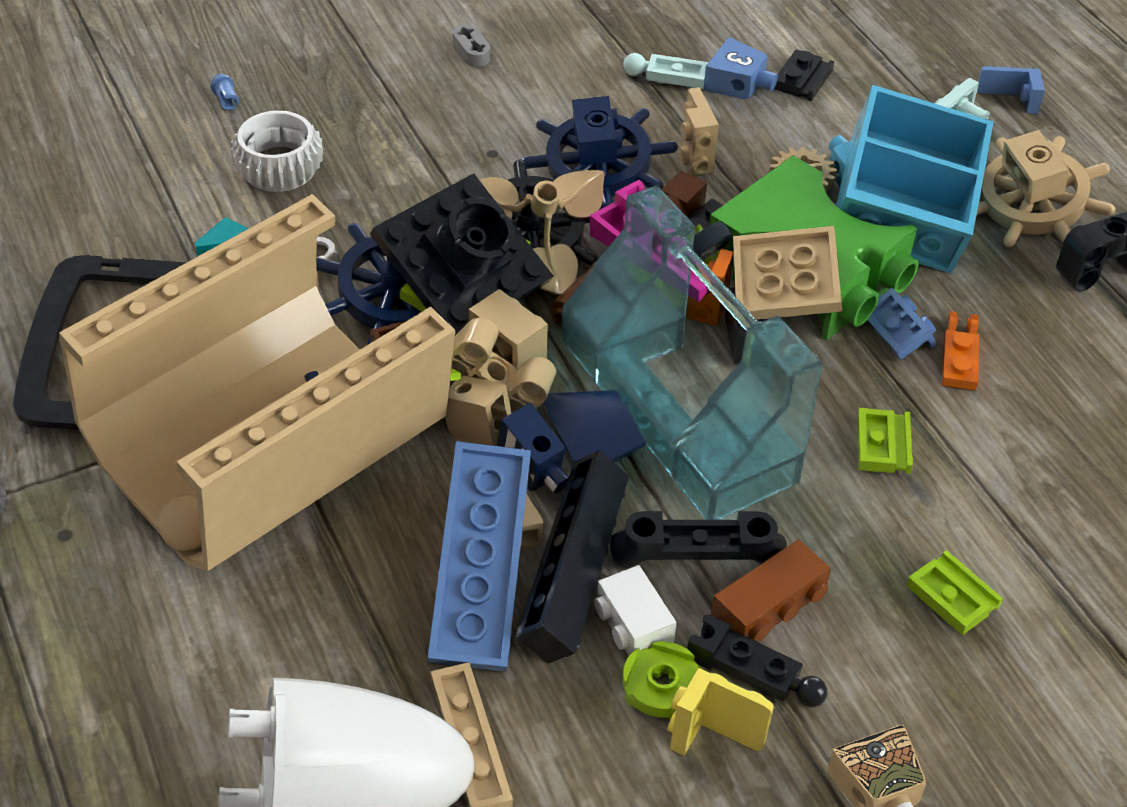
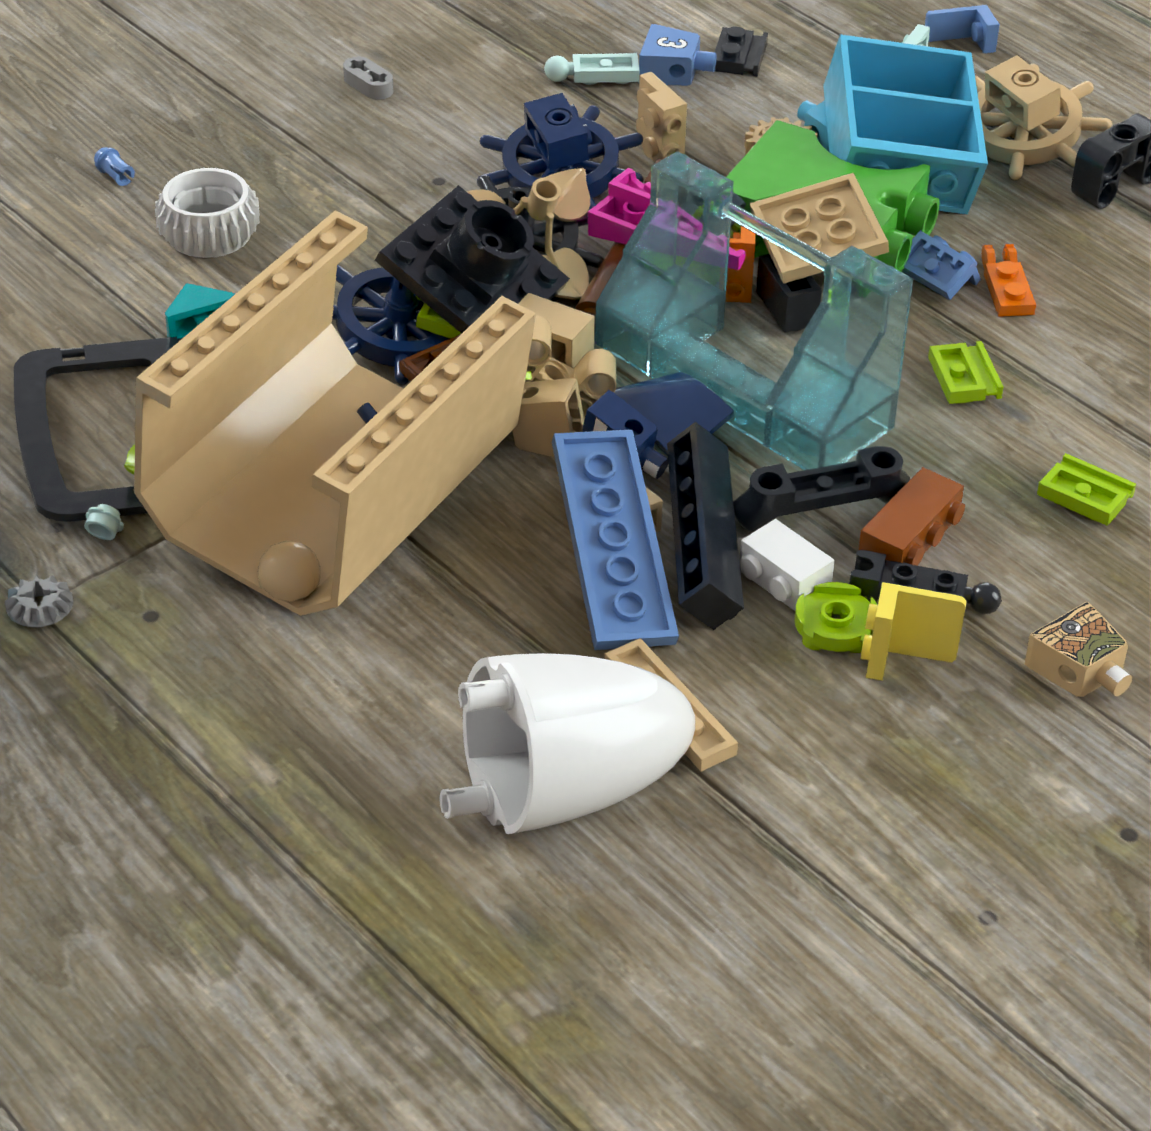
camera: 15 degrees left, 5 degrees down
(60, 434) = (103, 522): none -> light aqua plate

